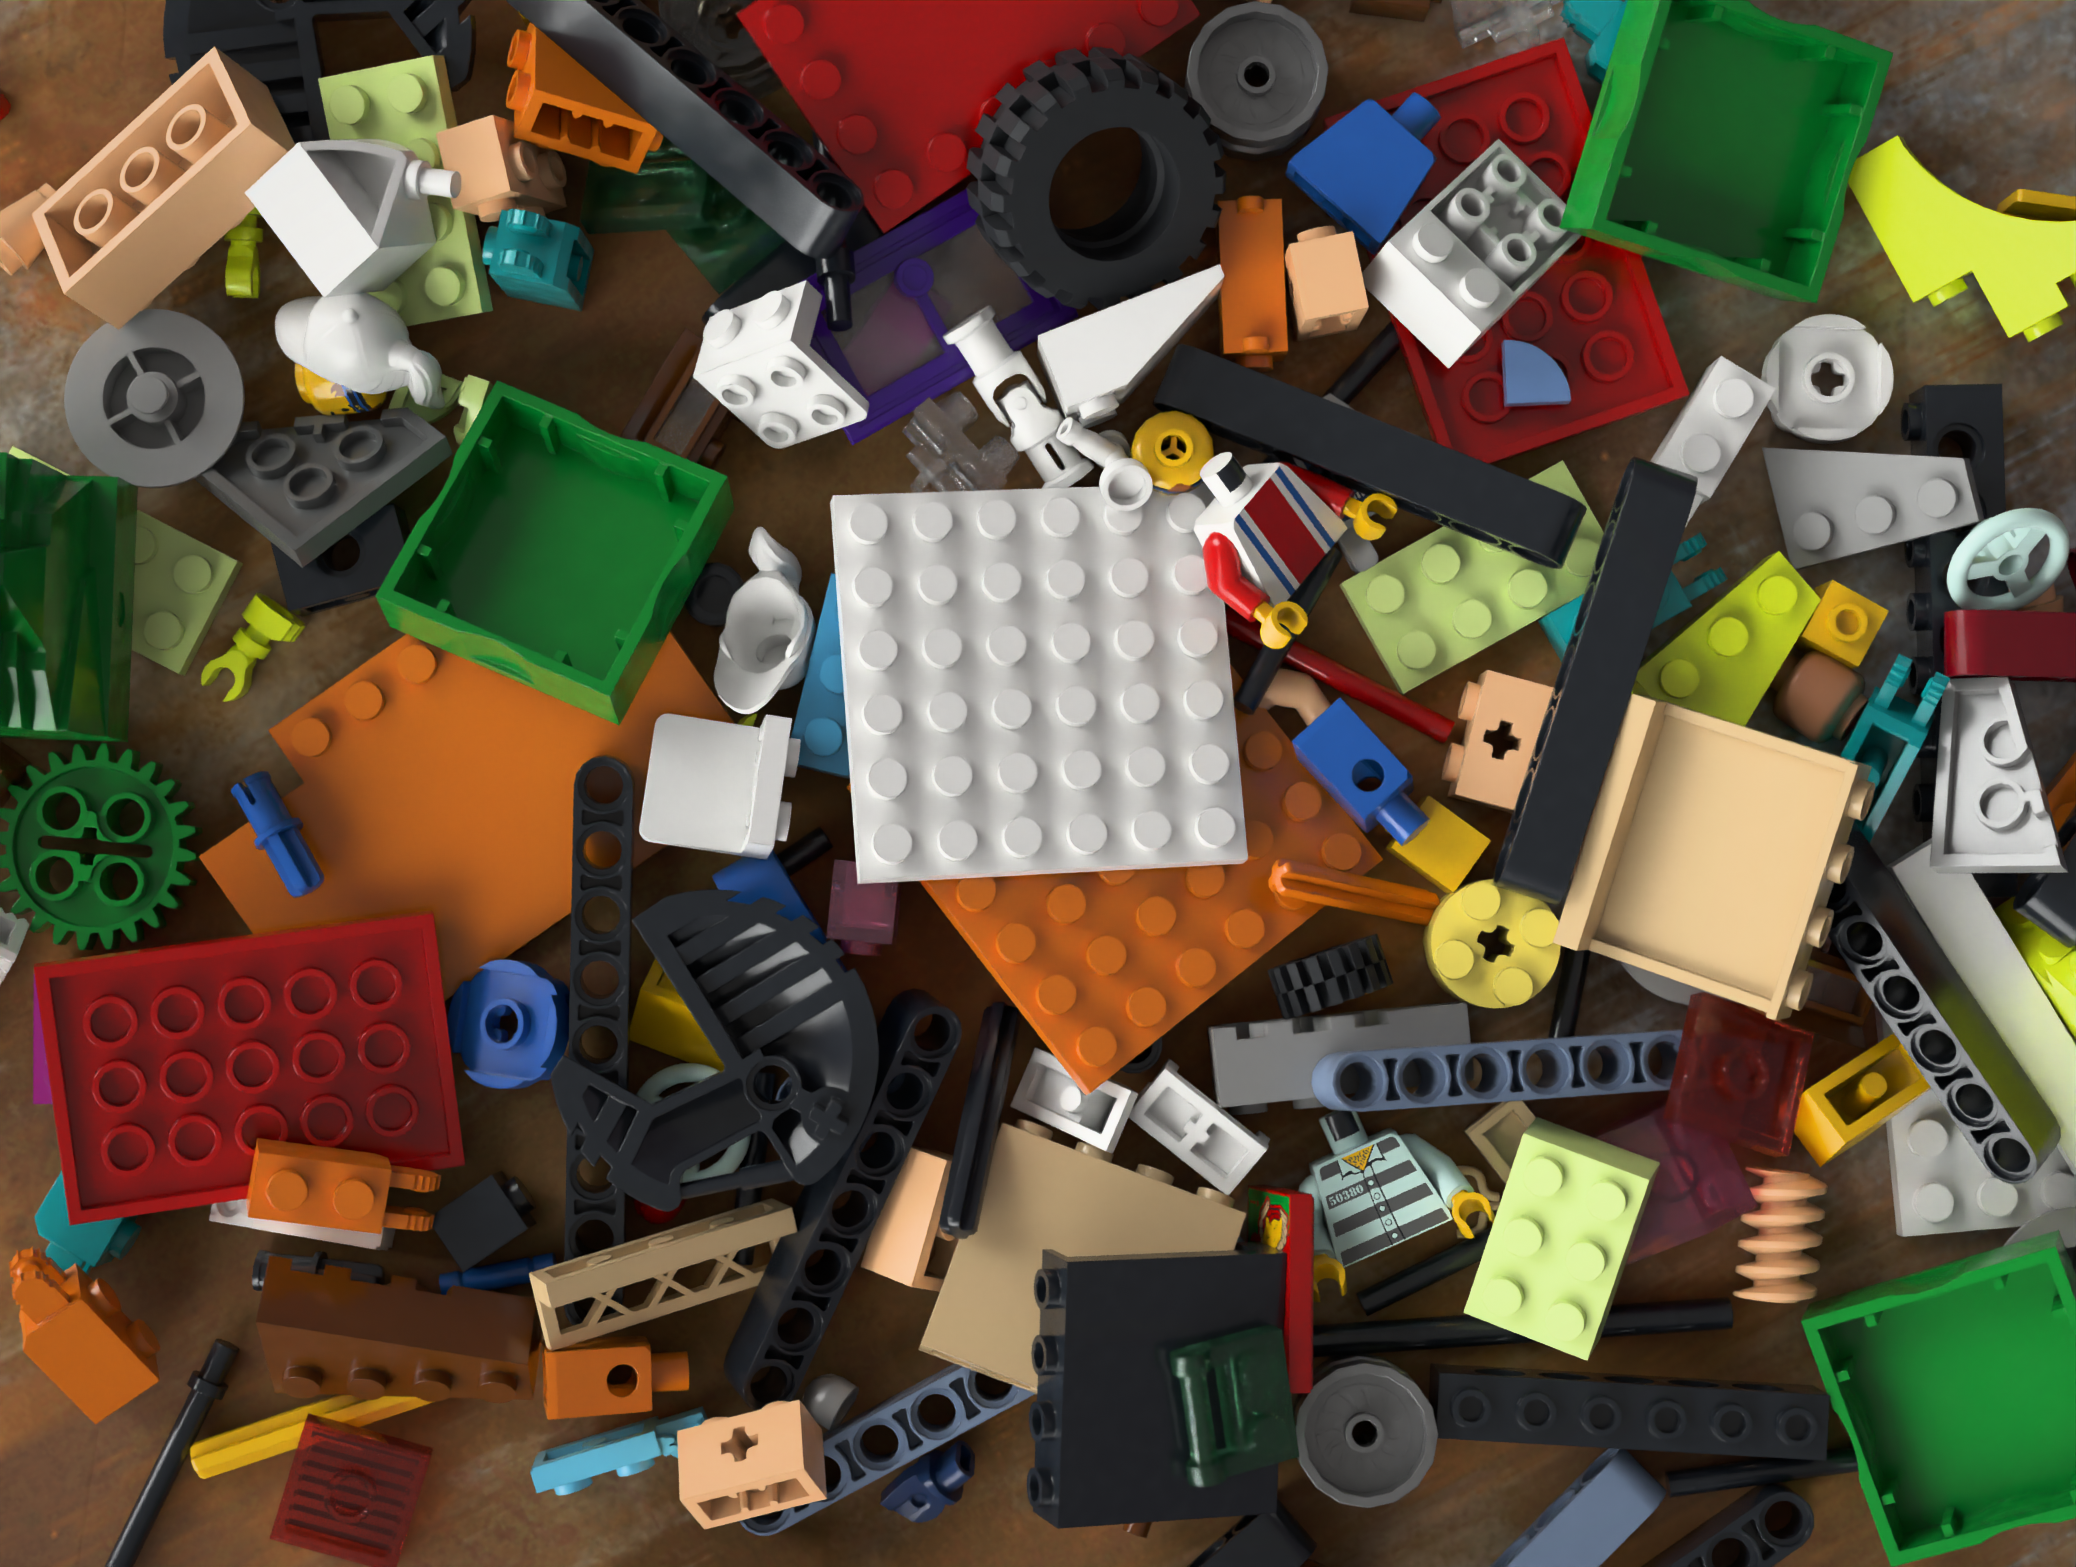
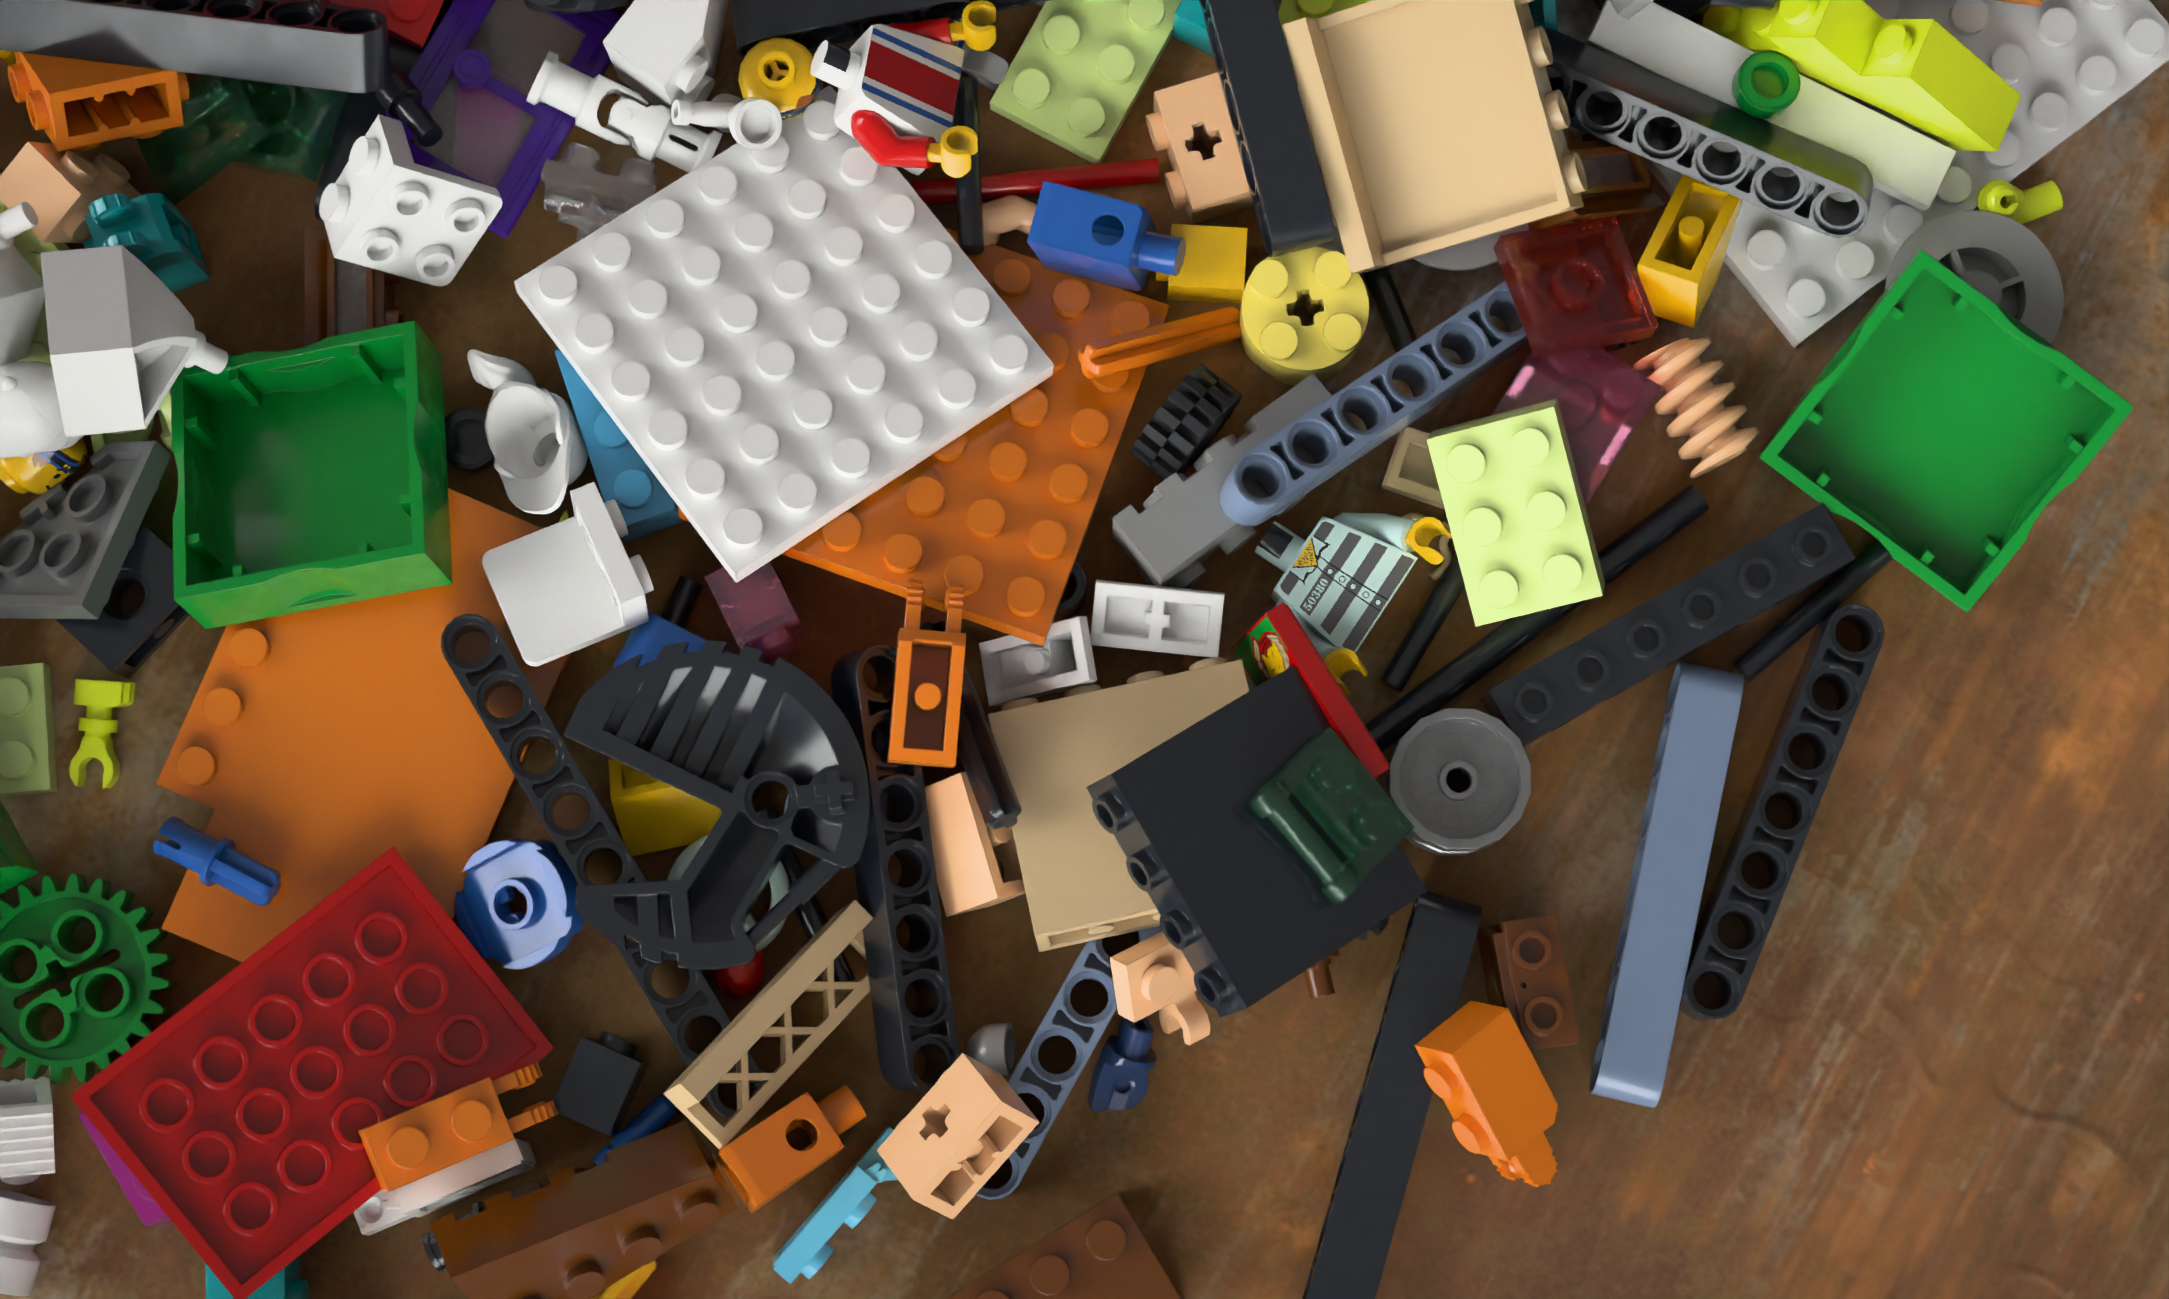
camera: 30 degrees left, 5 degrees down
(463, 339) = (115, 339): none -> white piece
(965, 1074) = (928, 683): none -> orange hinge
(1000, 1435) = (1159, 978): none -> light nougat plate
(2019, 1005) = (1766, 84): none -> green tile

